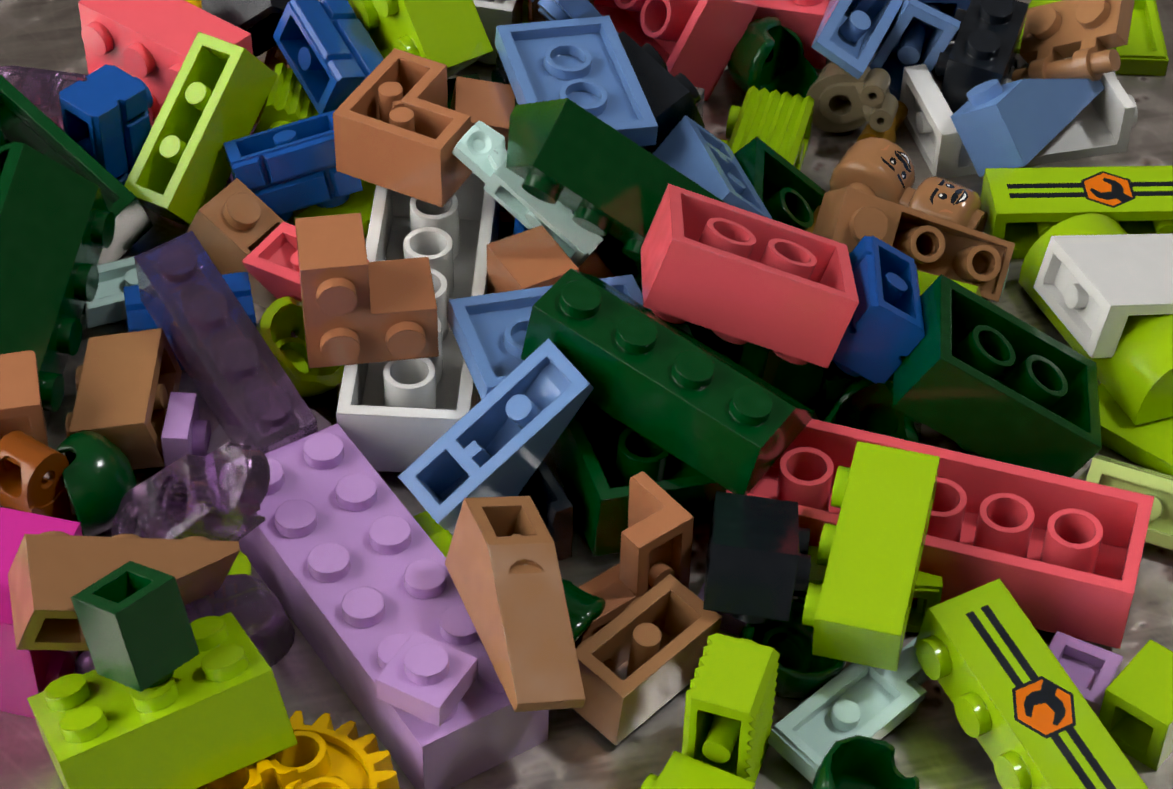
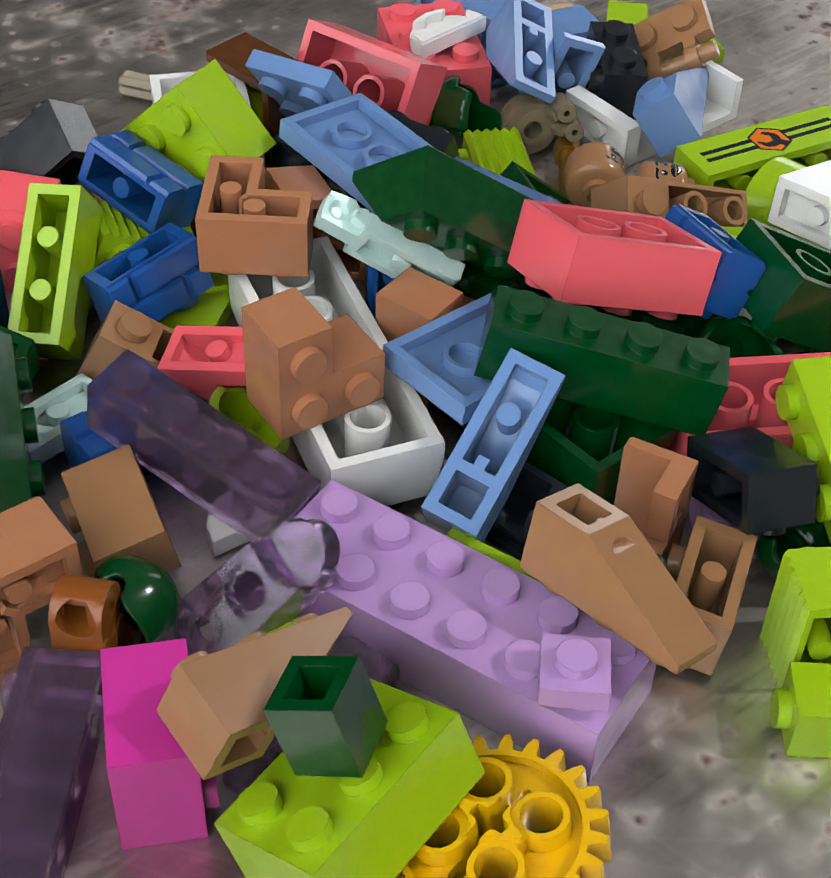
camera: 25 degrees left, 0 degrees up
(183, 429) = (189, 534): lavender plate -> none

